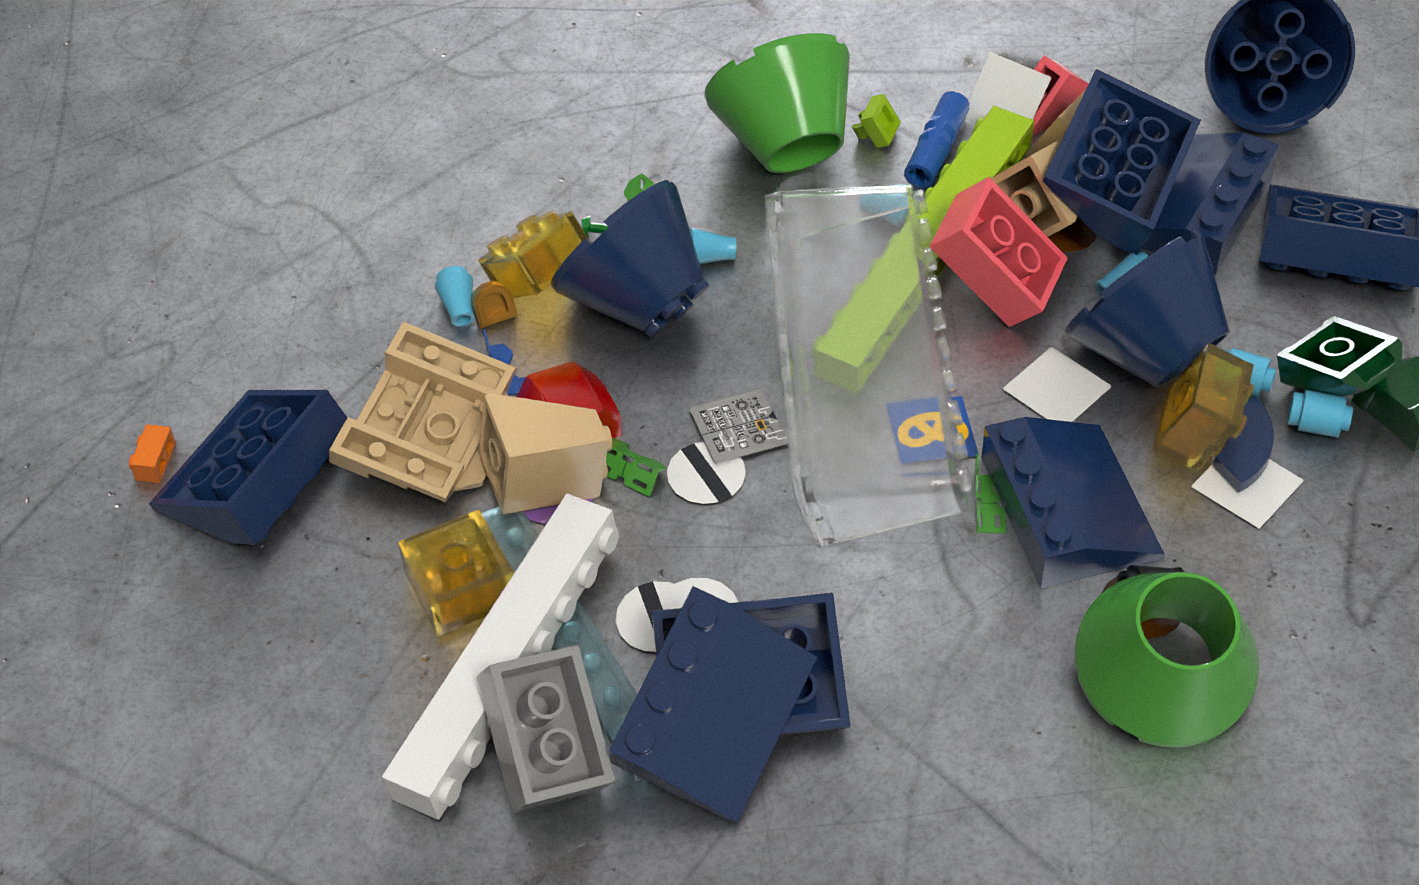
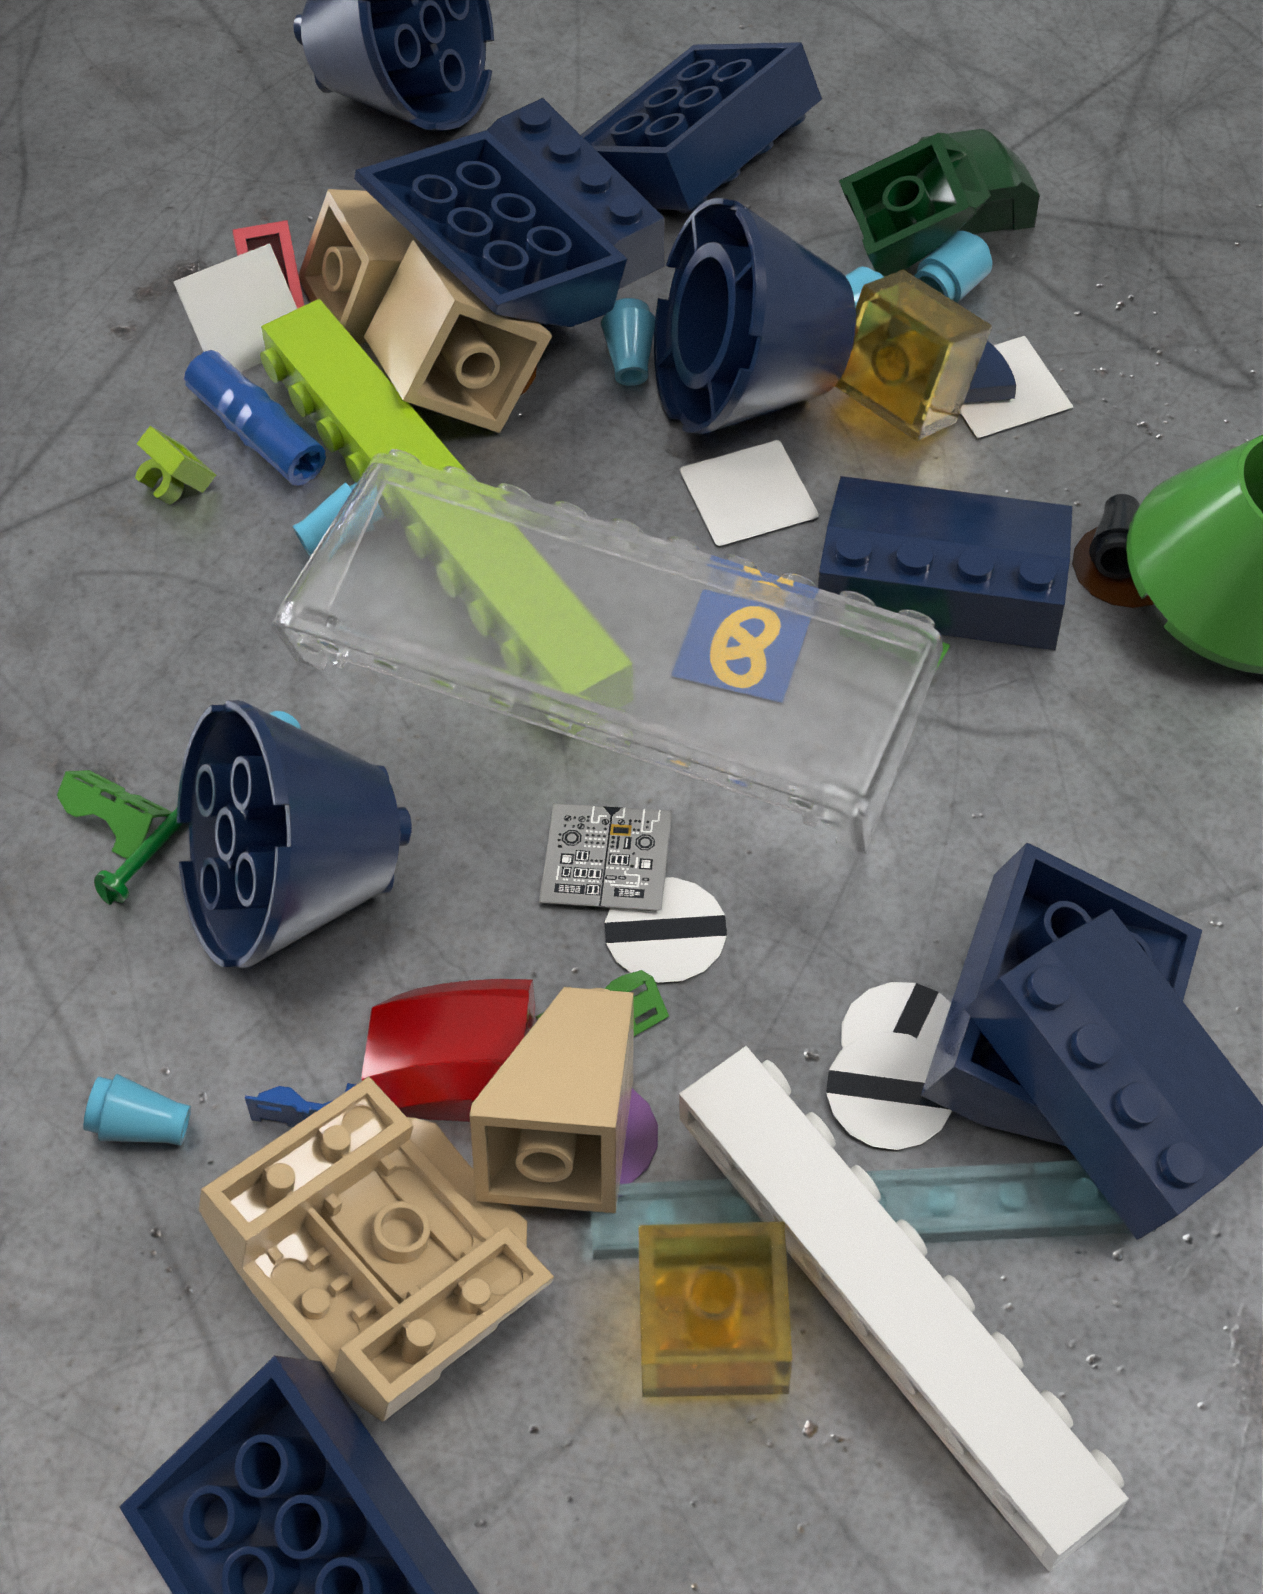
camera: 65 degrees left, 5 degrees up
(492, 304) = (190, 1070): pearl gold tile -> none
(533, 253) = (161, 962): clear yellow brick -> none
(545, 728) = (1089, 1287): light grey brick -> none
(786, 100) = (115, 533): bright green cone -> none
(999, 252) = (542, 427): coral brick -> none

